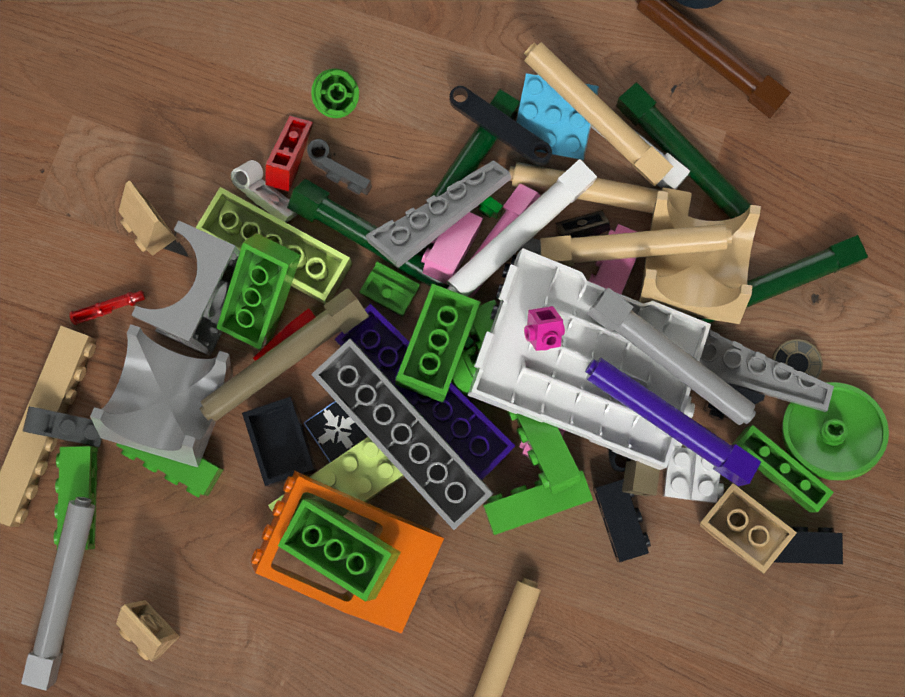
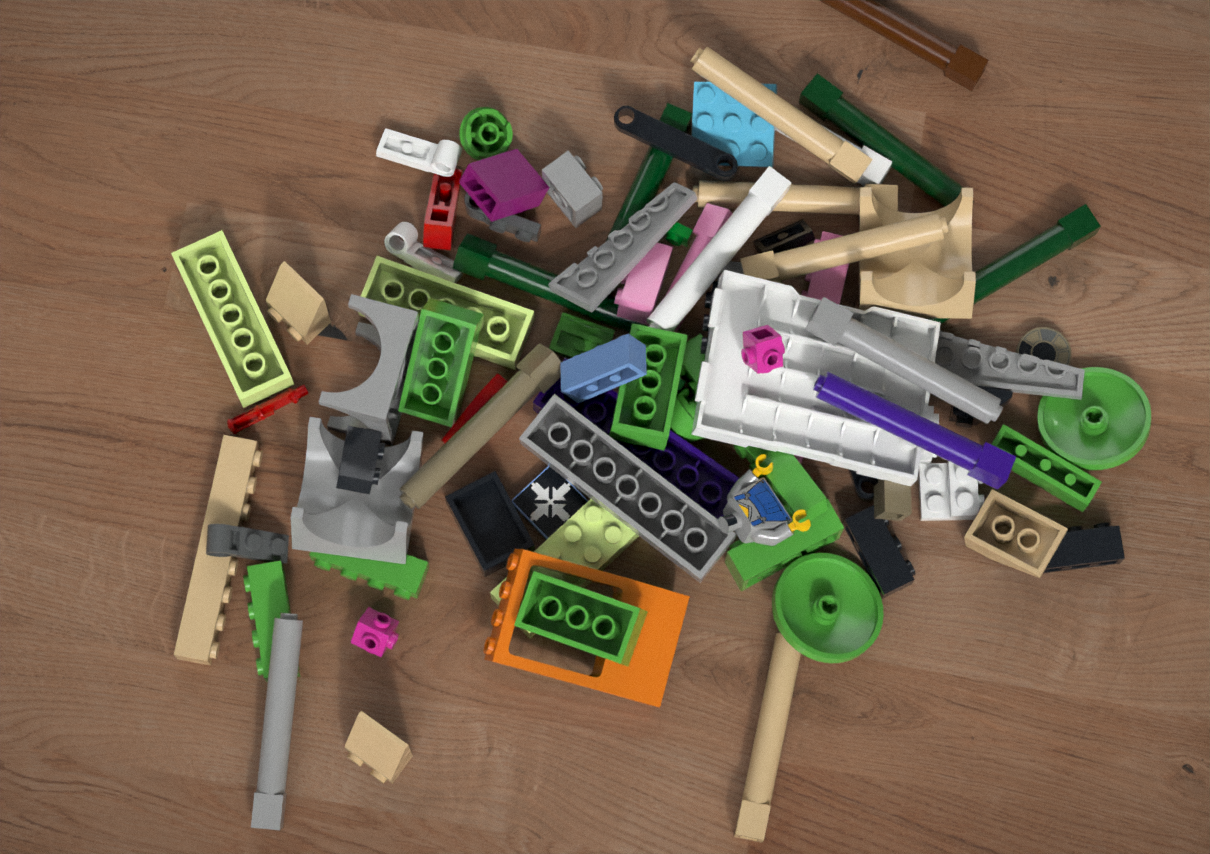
camera: 15 degrees left, 5 degrees down
(87, 223) = (232, 319): none -> yellowish green brick
(163, 523) = (375, 632): none -> dark pink brick
(170, 369) = (359, 460): none -> black brick
(276, 102) = (419, 153): none -> white plate
(343, 140) = (504, 185): none -> magenta brick
(398, 321) = (603, 368): none -> medium blue brick
(403, 153) = (573, 188): none -> light grey brick
(515, 476) = (757, 512): none -> torso
(566, 566) = (827, 608): none -> bright green dish

